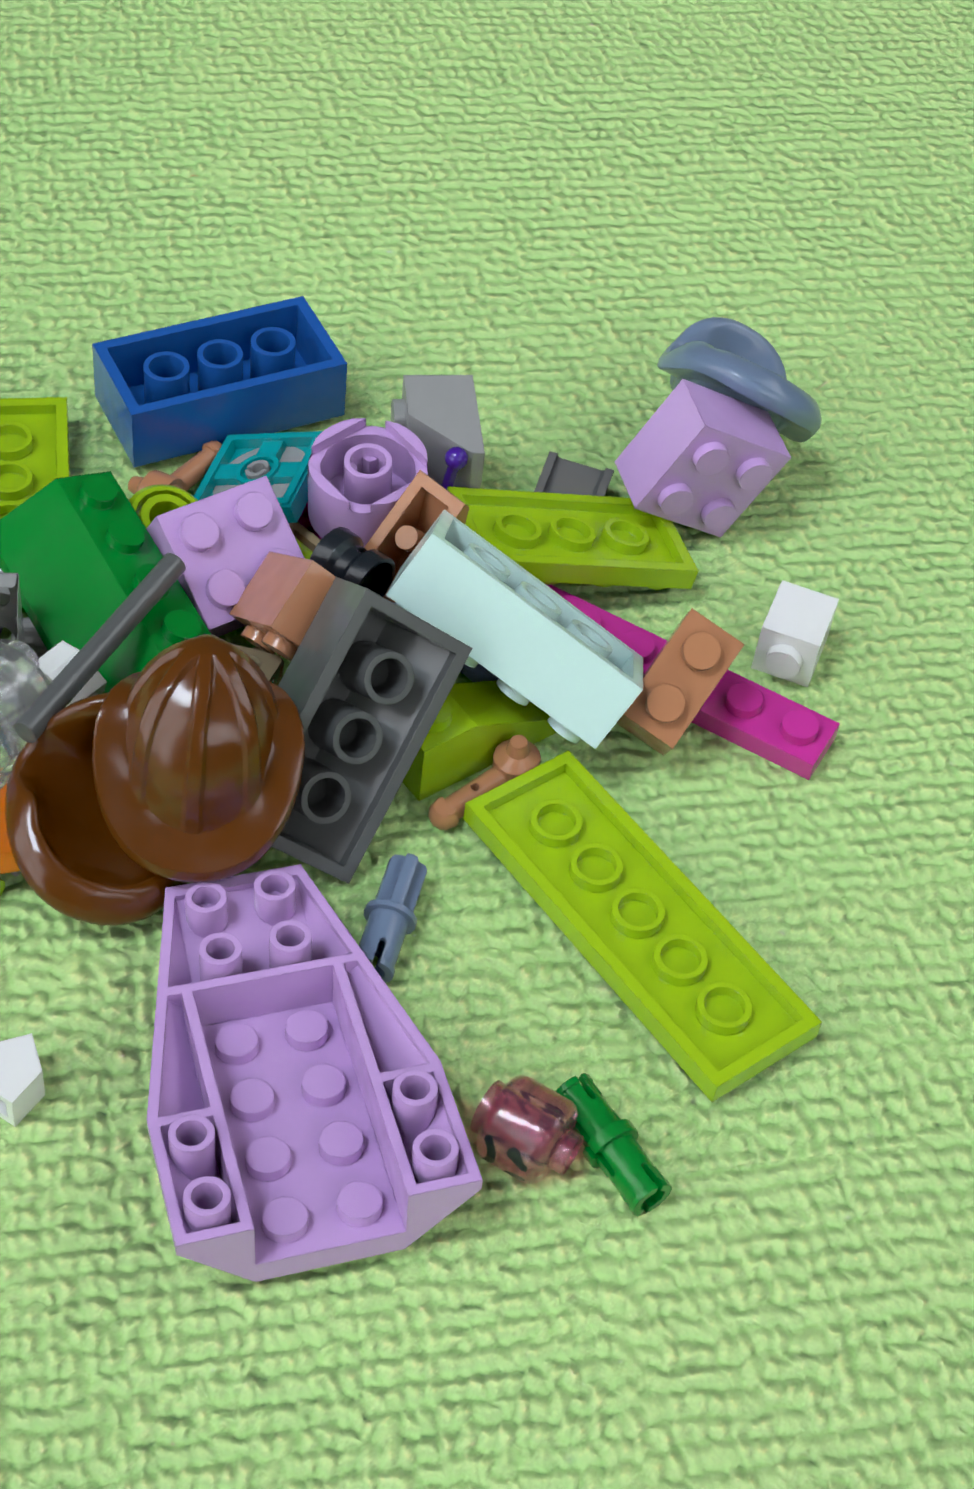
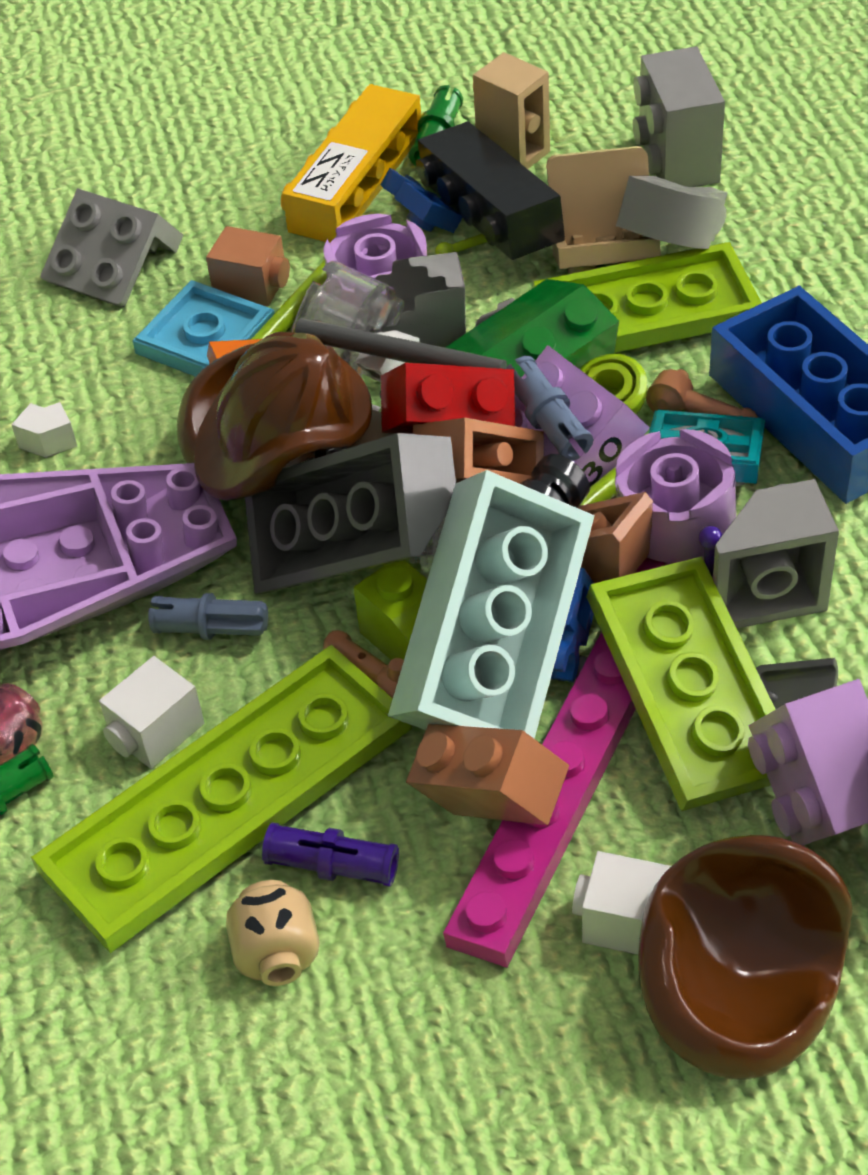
camera: 95 degrees right, 0 degrees up
(228, 594) = (445, 392): none -> red brick
(253, 532) = (549, 409): none -> sand blue pin
(528, 973) = (151, 712): none -> white brick
(728, 814) = (330, 854): none -> dark purple pin
(810, 890) = (270, 931): none -> tan head
(862, 567) = (744, 953): none -> reddish brown piece

